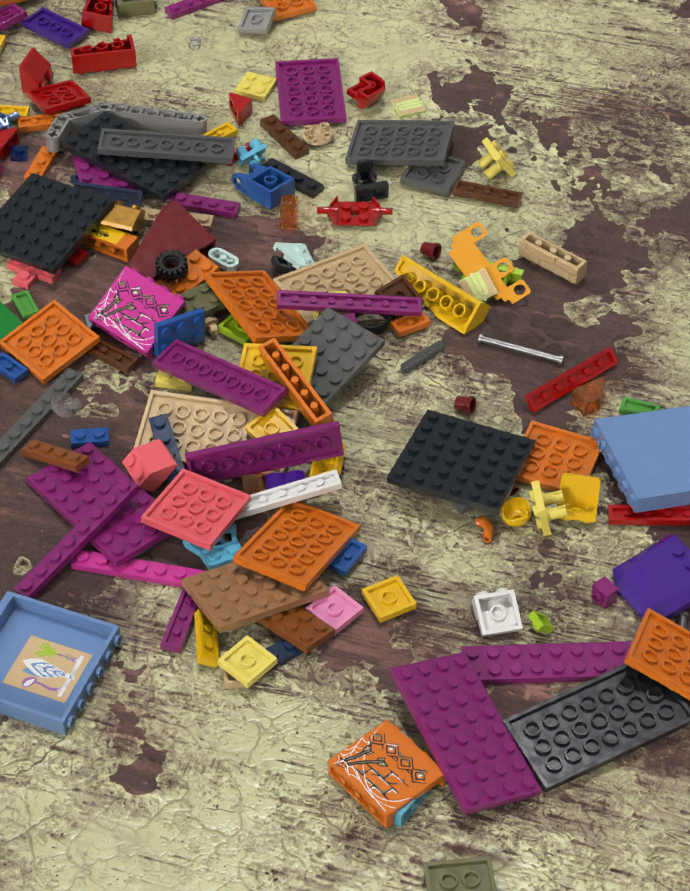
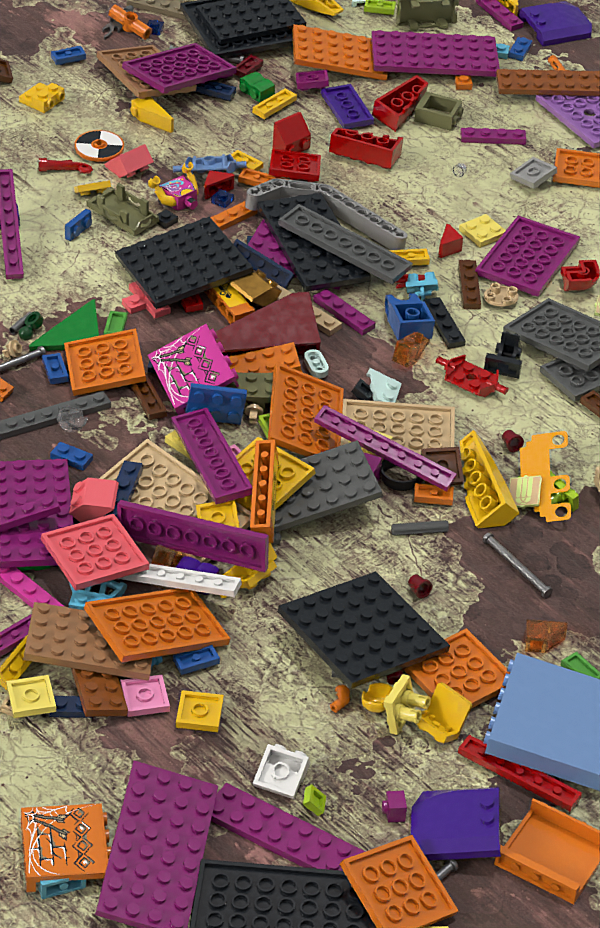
camera: 30 degrees right, 5 degrees down
(55, 455) = (25, 455): dark orange plate -> none
(171, 273) = (257, 353): black tyre -> none
(570, 379) = (544, 611): red plate -> none

